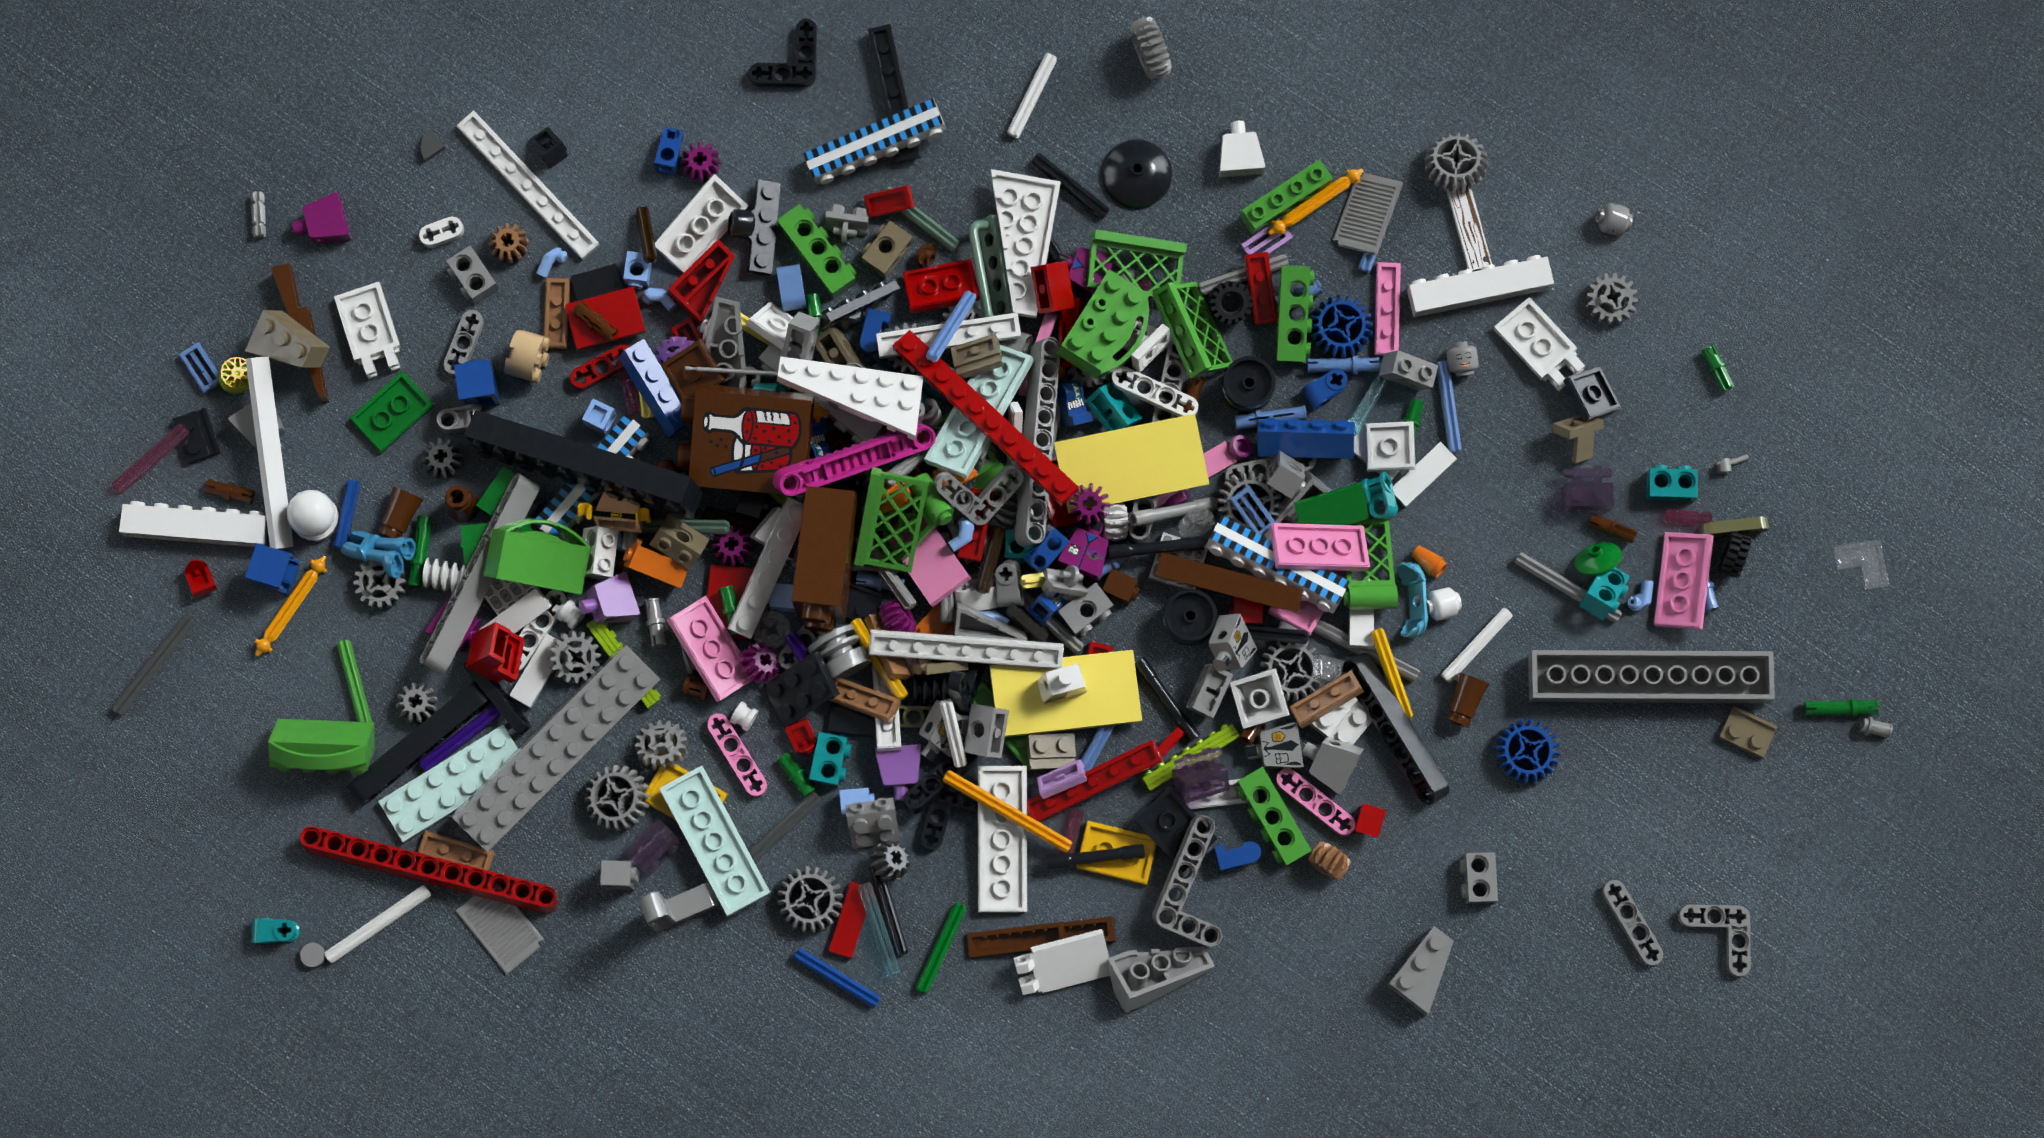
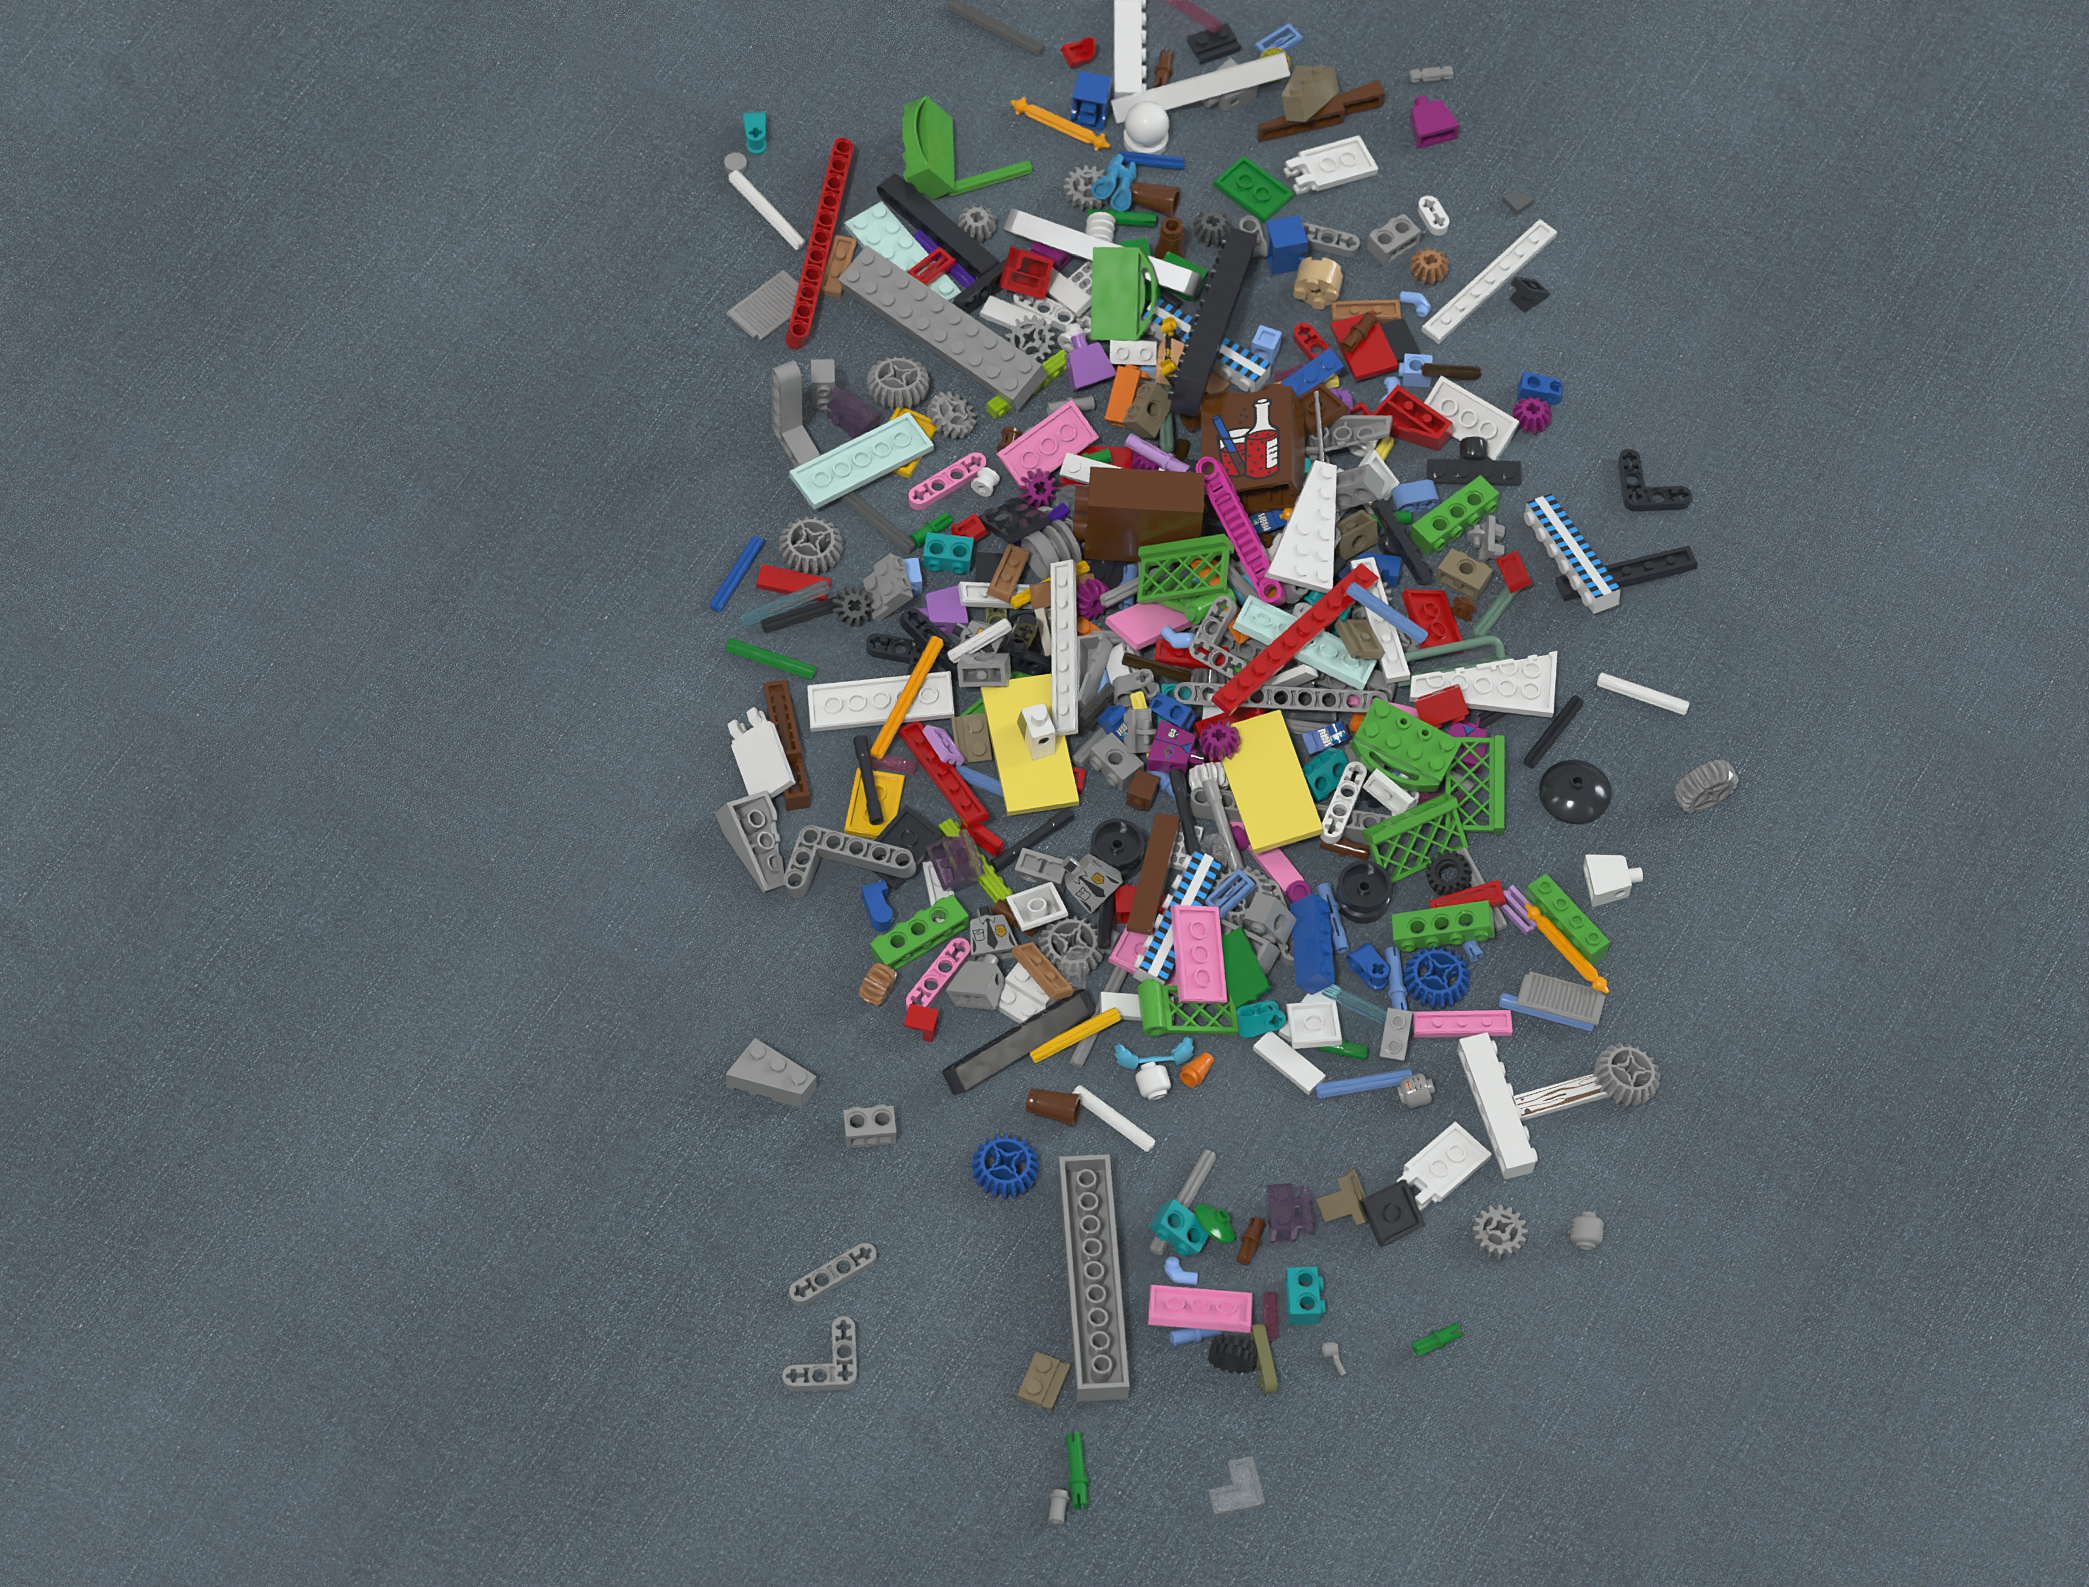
camera: 85 degrees right, 20 degrees down
(488, 769) = (935, 269): none -> red tile
(735, 538) = (1151, 452): none -> lavender pin

